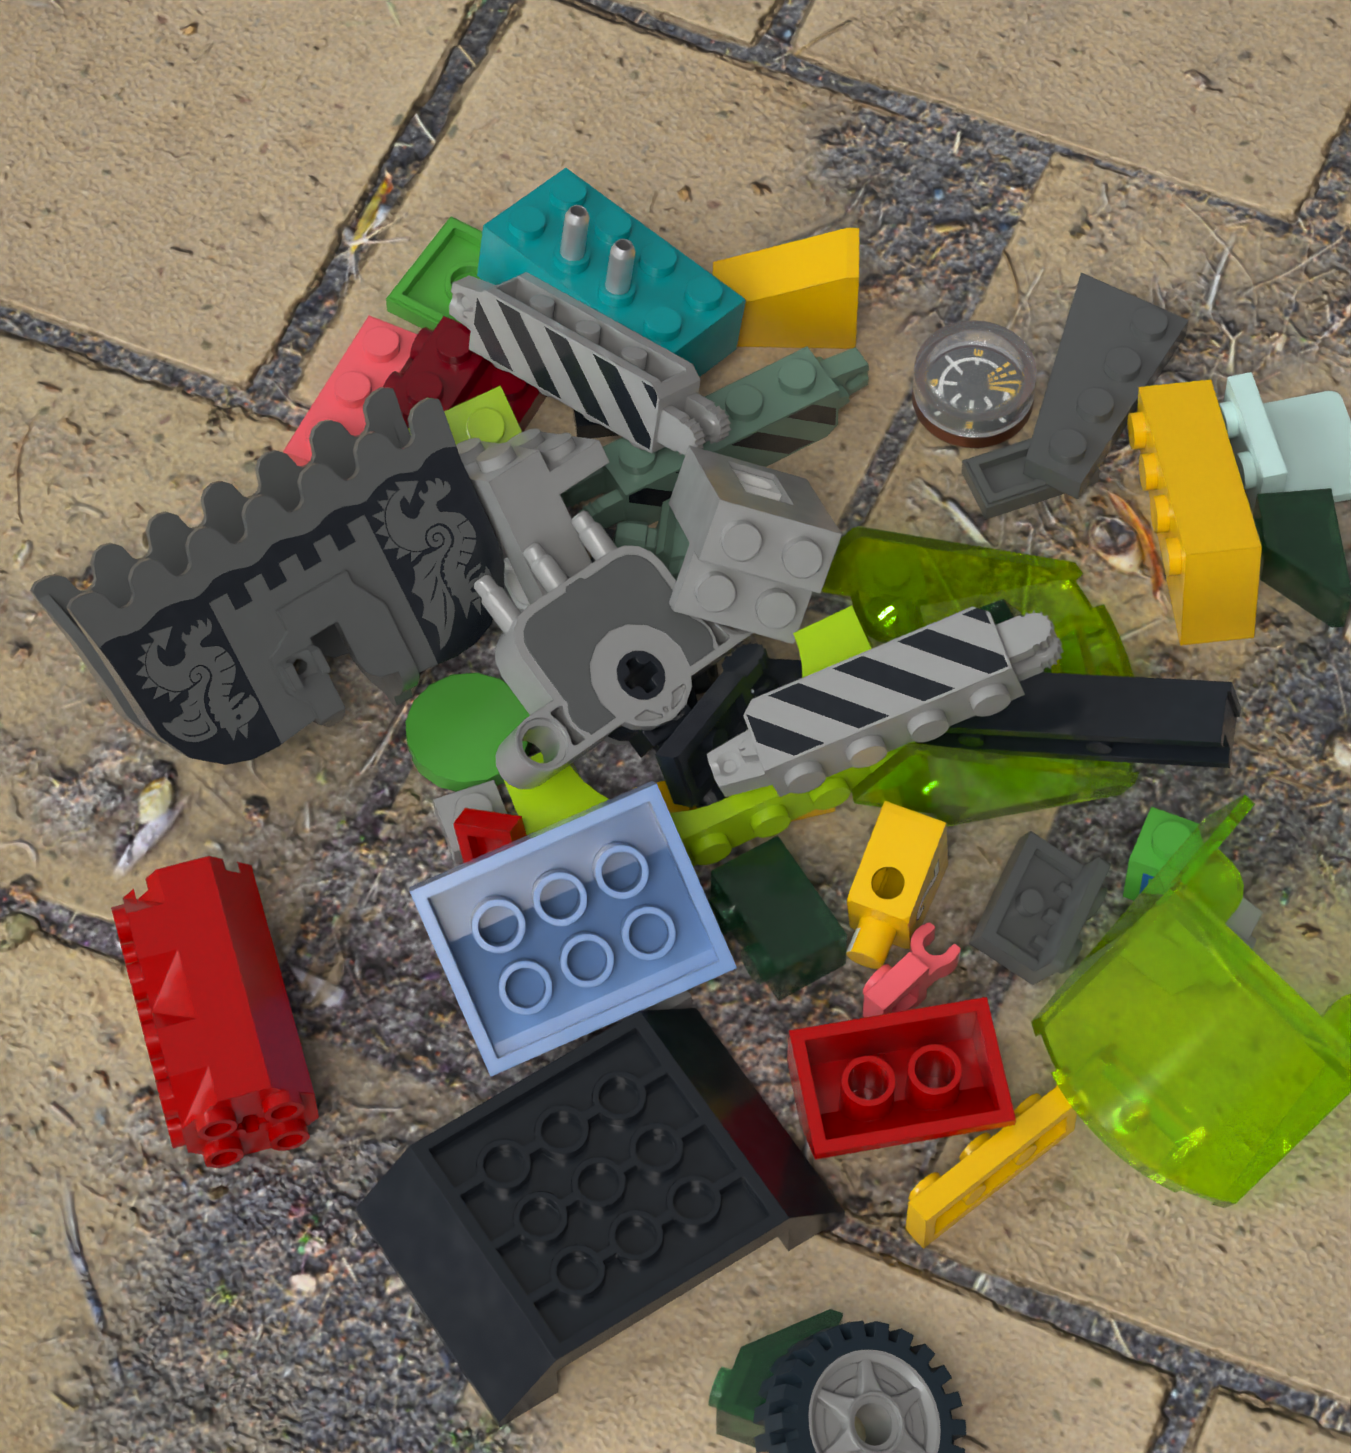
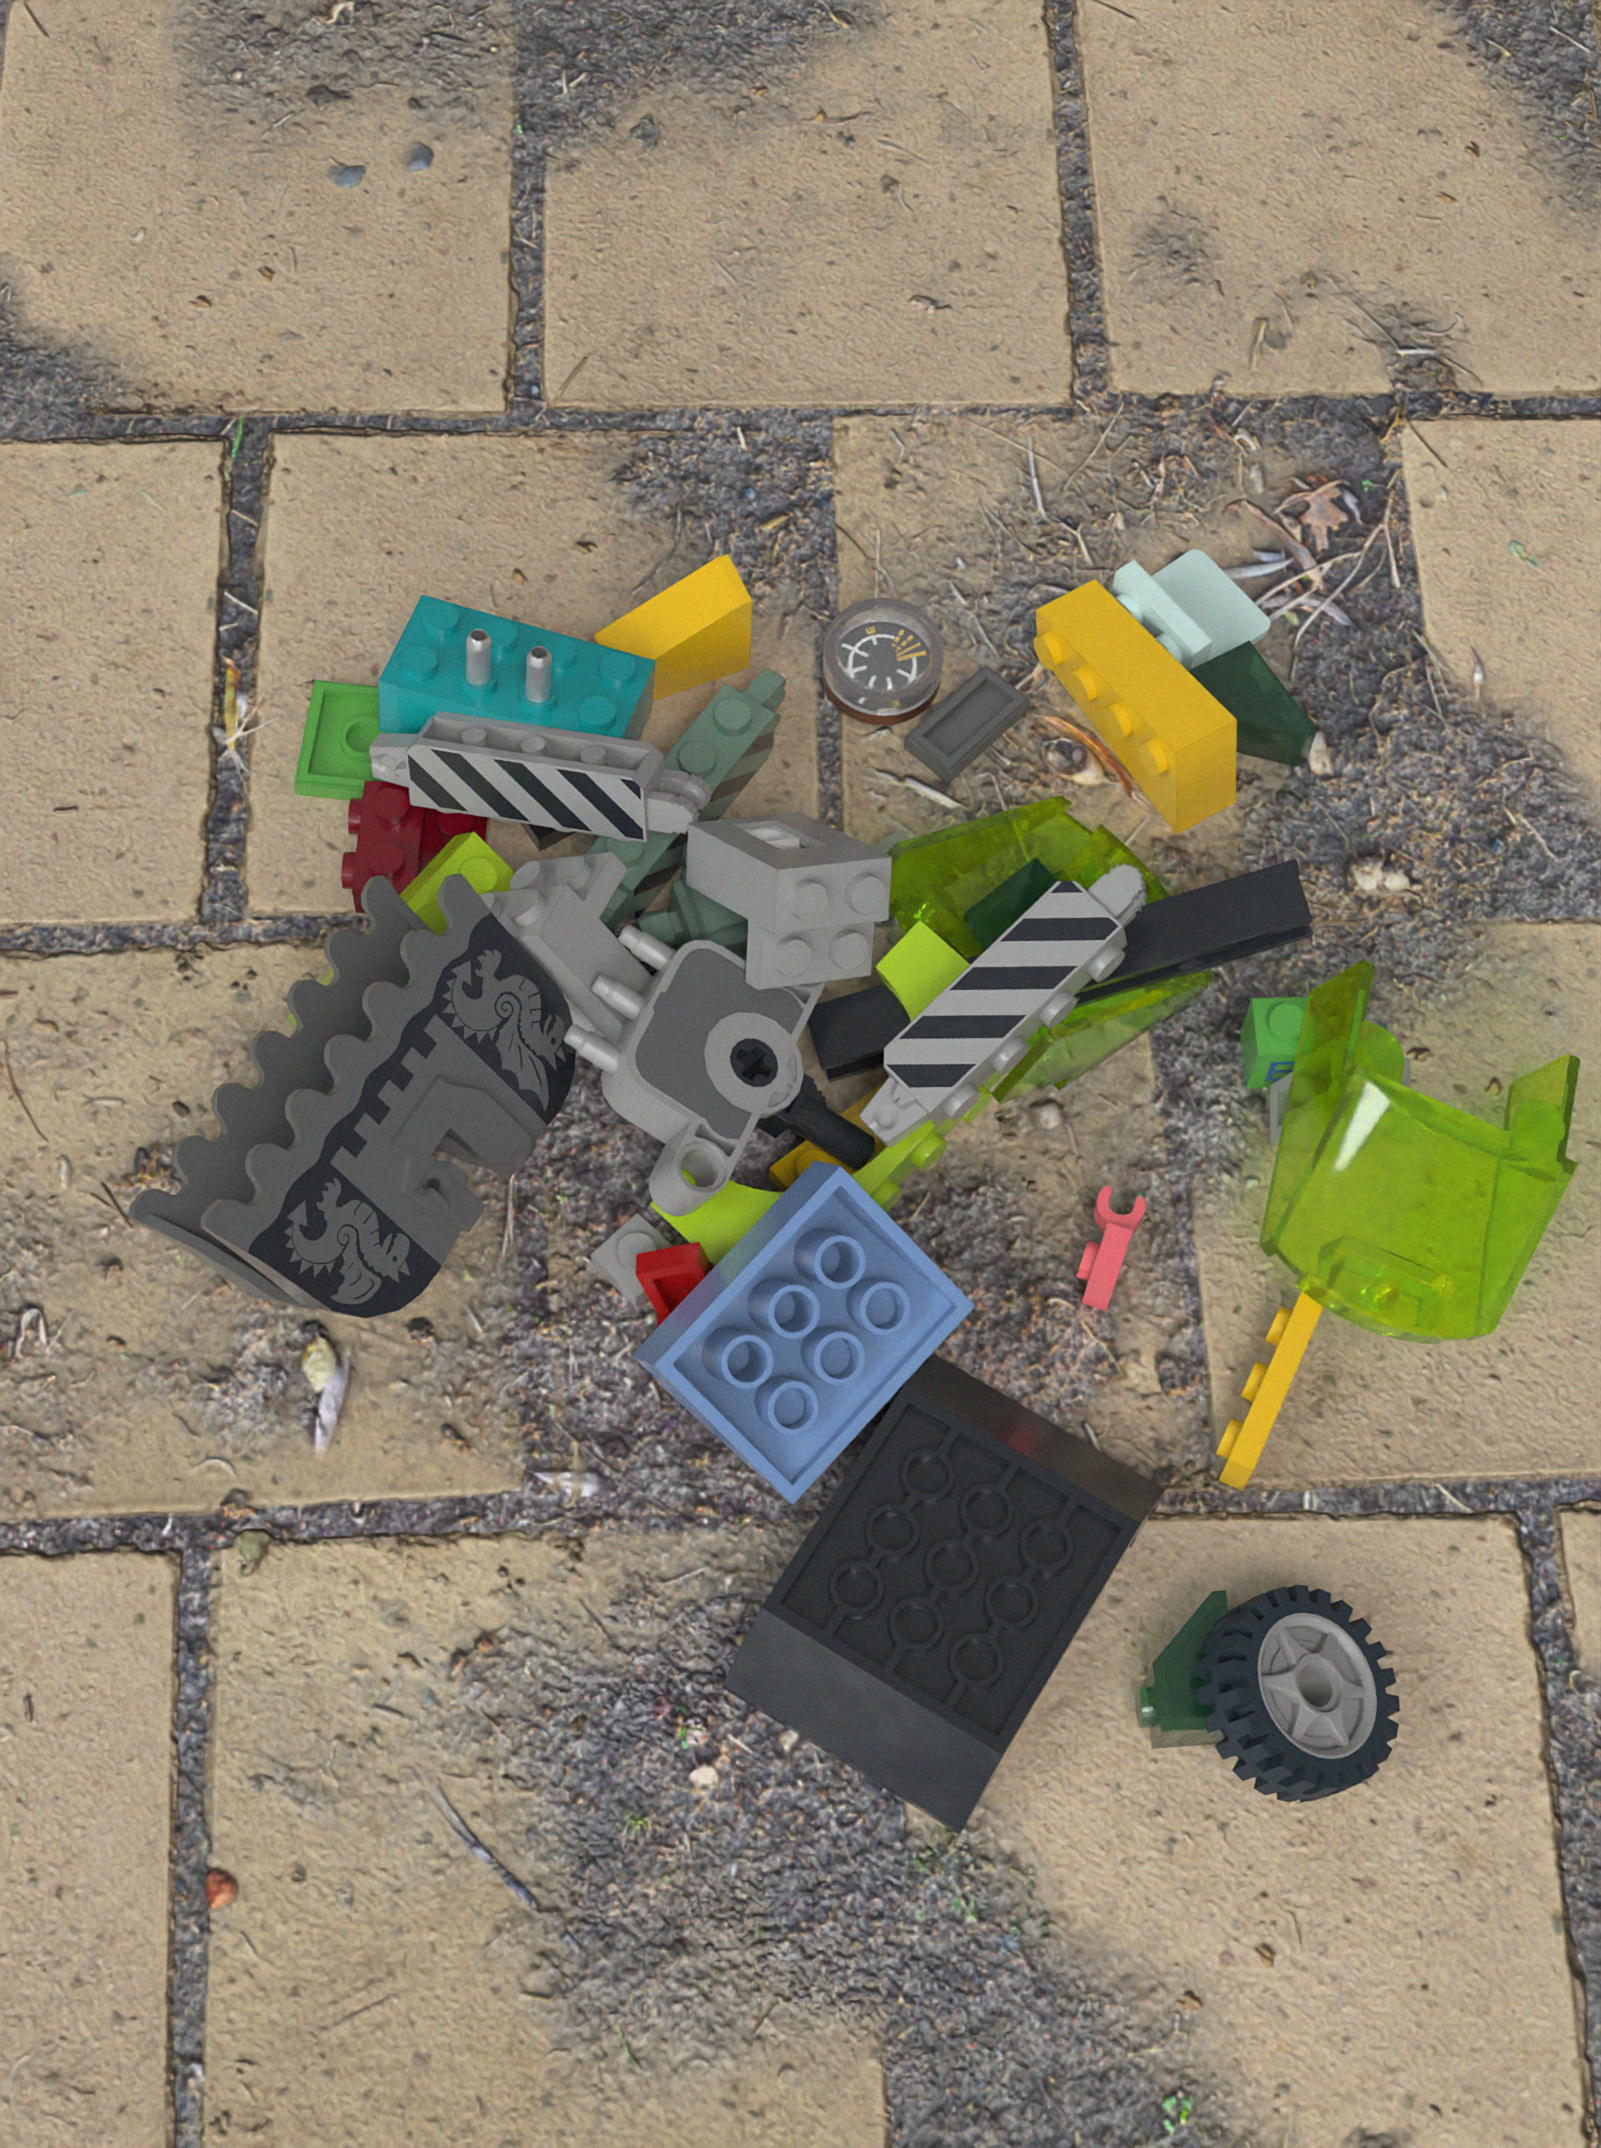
camera: 30 degrees left, 5 degrees up
(215, 1012) = (503, 1552): red brick -> none
(364, 367) = (309, 890): coral plate -> none
(458, 729) = (587, 1175): bright green tile -> none
(712, 723) = (843, 1080): black hinge -> none
(776, 919) = (970, 1236): clear green brick -> none
(895, 882) = (1062, 1141): yellow torso -> none
(899, 1078) = (1161, 1350): red slope -> none
(1040, 909) = (1193, 1131): dark grey bracket -> none
(1102, 359) = (986, 616): dark grey wing -> none

